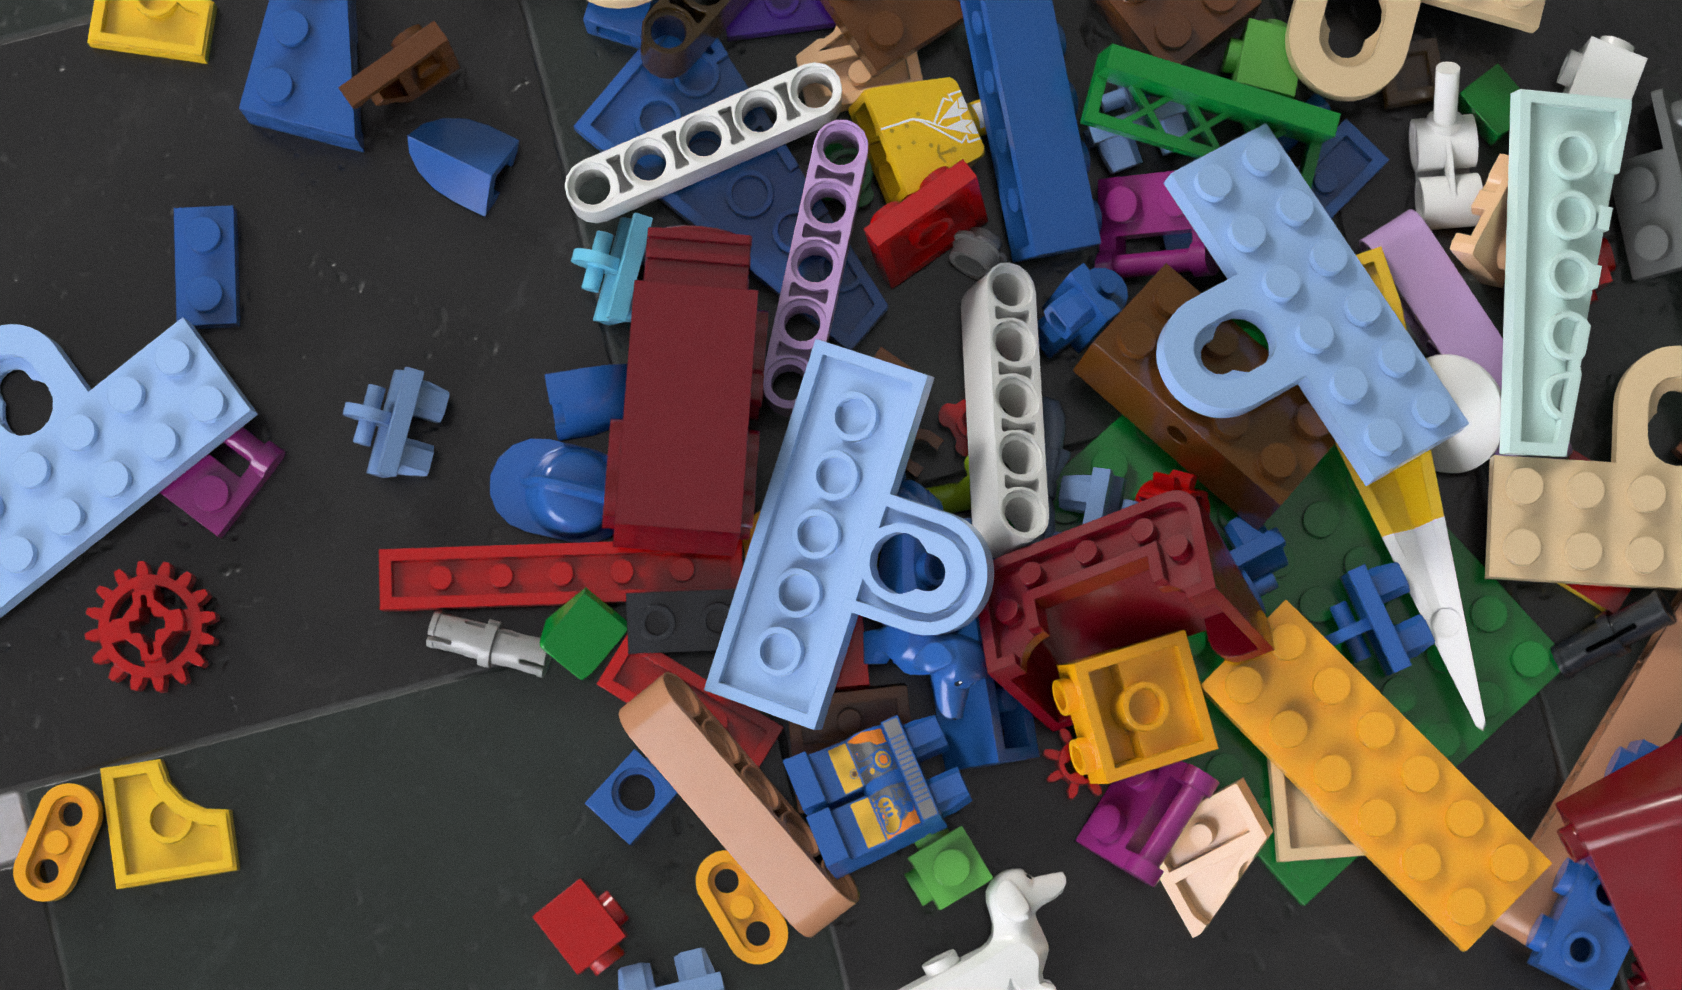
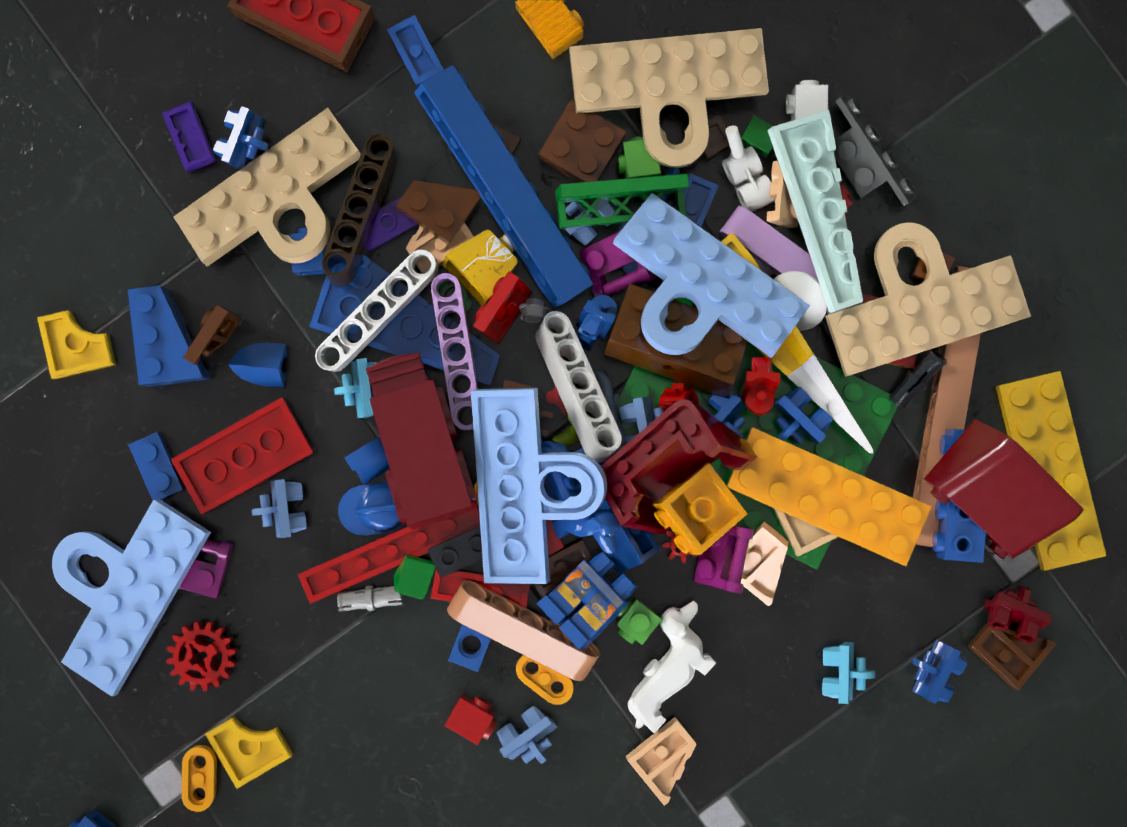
camera: 20 degrees left, 5 degrees up
(365, 305) = (242, 456): none -> red plate
(1327, 531) = (760, 386): none -> red hips

